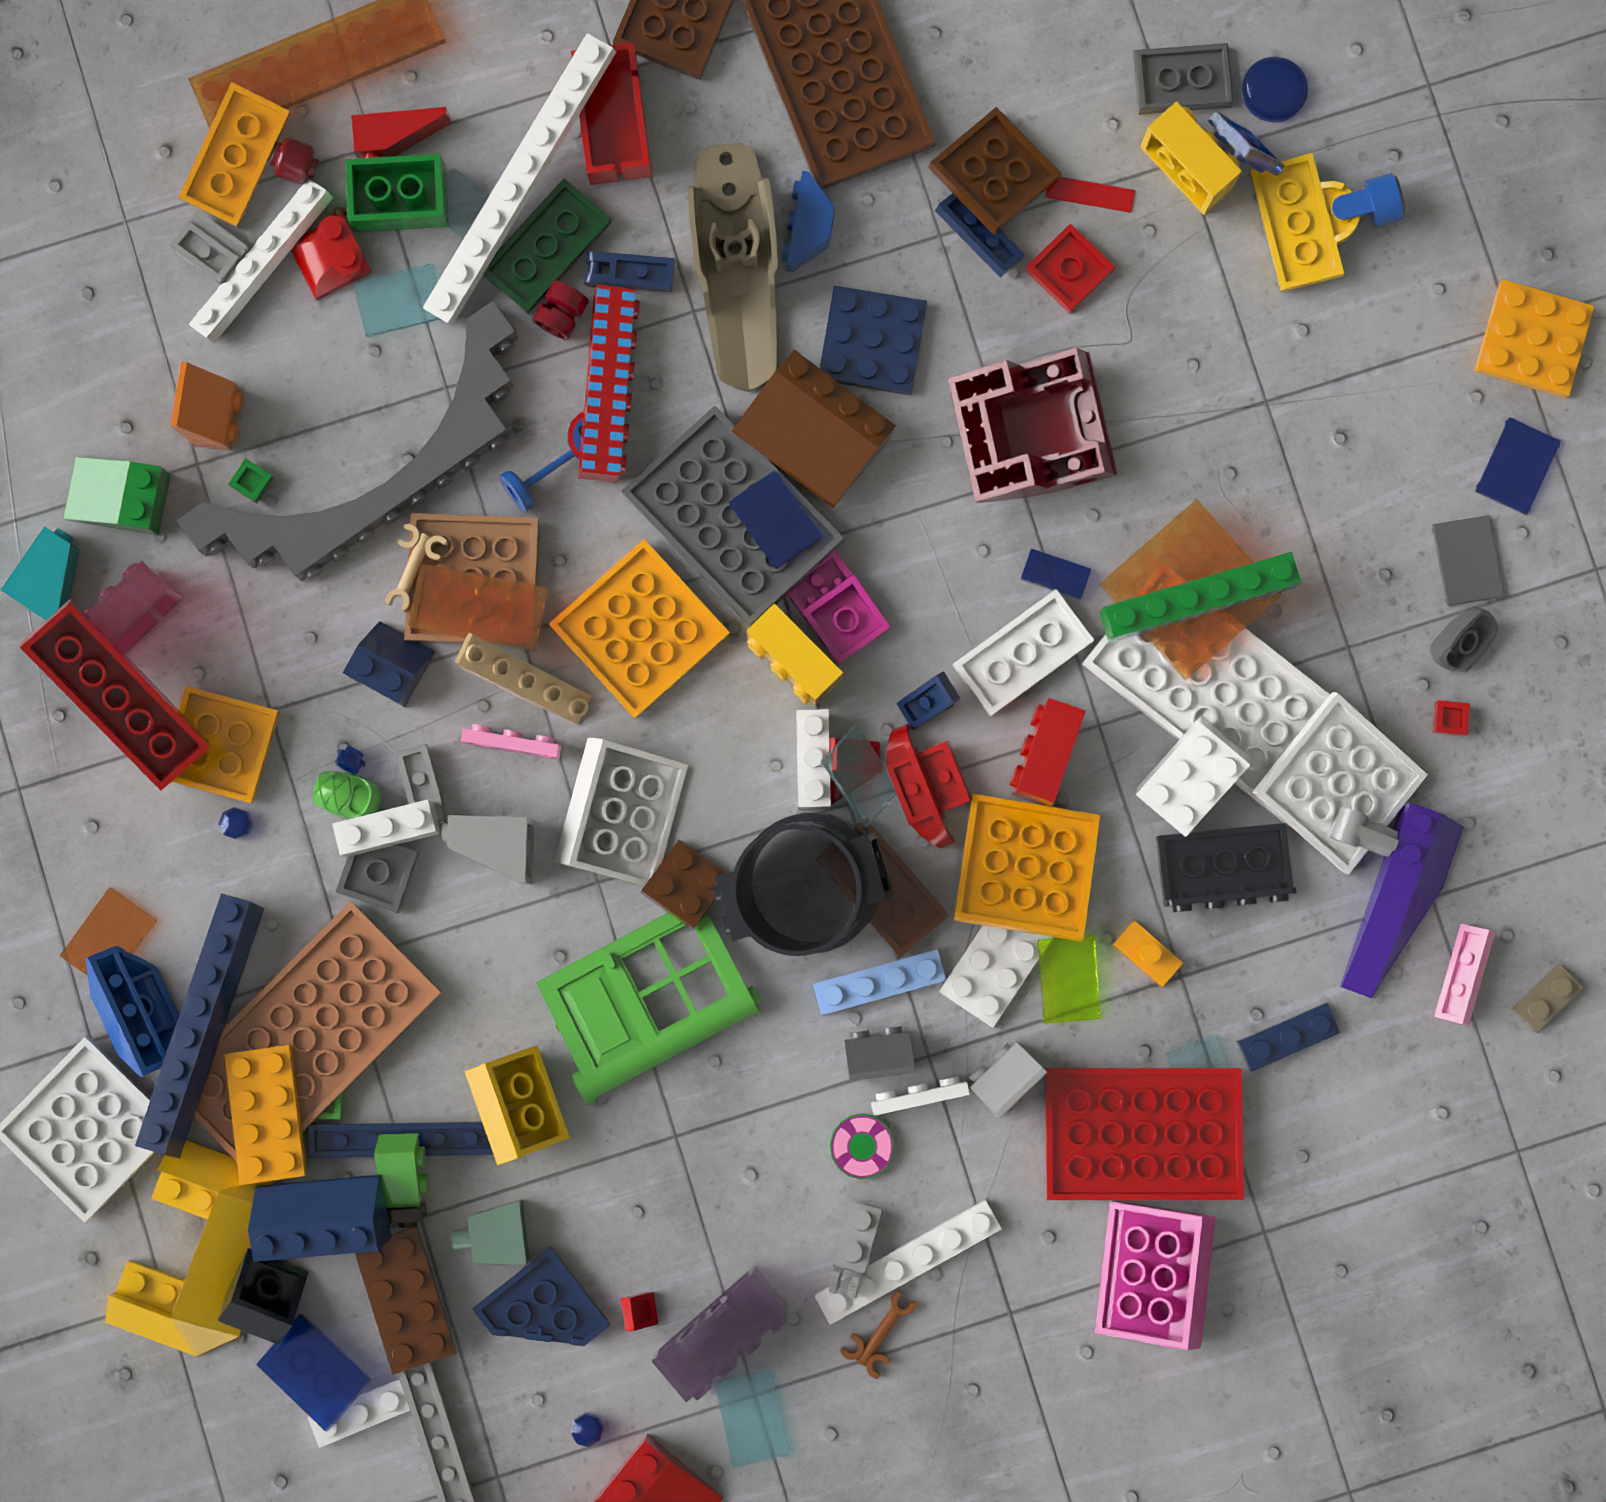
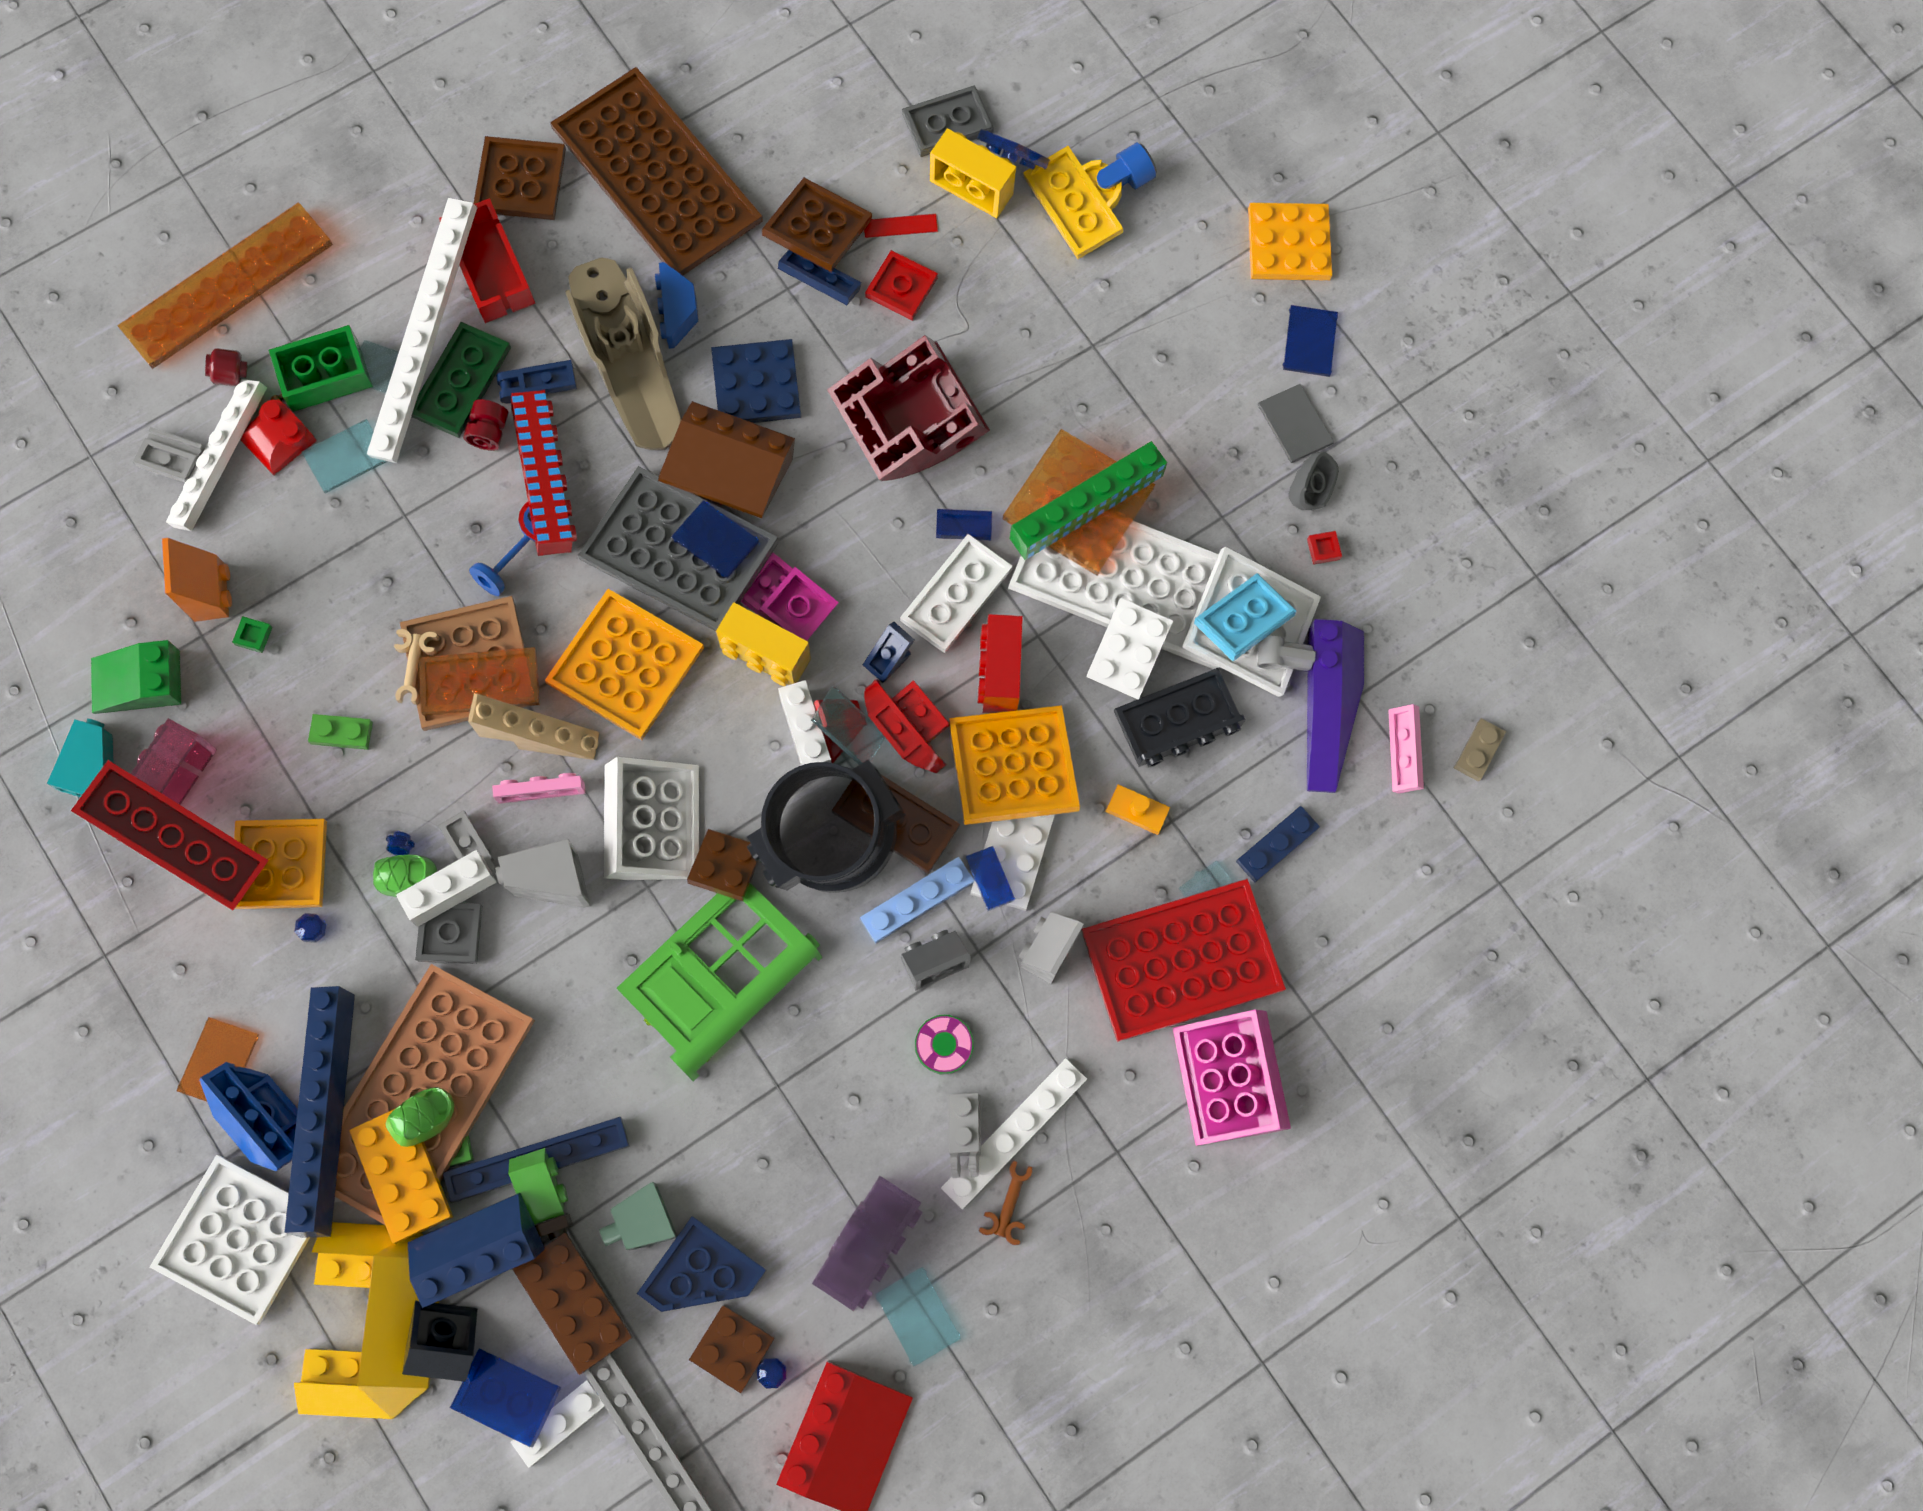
camera: 25 degrees left, 10 degrees down
(234, 154) = (172, 374): light orange plate -> none
(299, 1064) = (421, 1117): none -> bright green piece
(316, 538) = (324, 664): dark grey arch -> none
(318, 616) = (340, 731): none -> bright green plate
(389, 663) = (413, 754): dark blue slope -> none
(395, 131) = (308, 318): red slope -> none
(517, 1104) = (627, 1095): yellow brick -> none
(553, 1392) = (731, 1349): none -> reddish brown plate
(639, 1311) = (789, 1249): red plate -> none
(919, 1095) = (980, 985): white plate -> none
(963, 986) = (990, 878): none -> clear blue tile
(1068, 979) = (1078, 849): clear neon green piece -> none
(1274, 89) = (1023, 110): clear blue piece -> none
(1332, 781) = (1245, 617): none -> medium azure tile

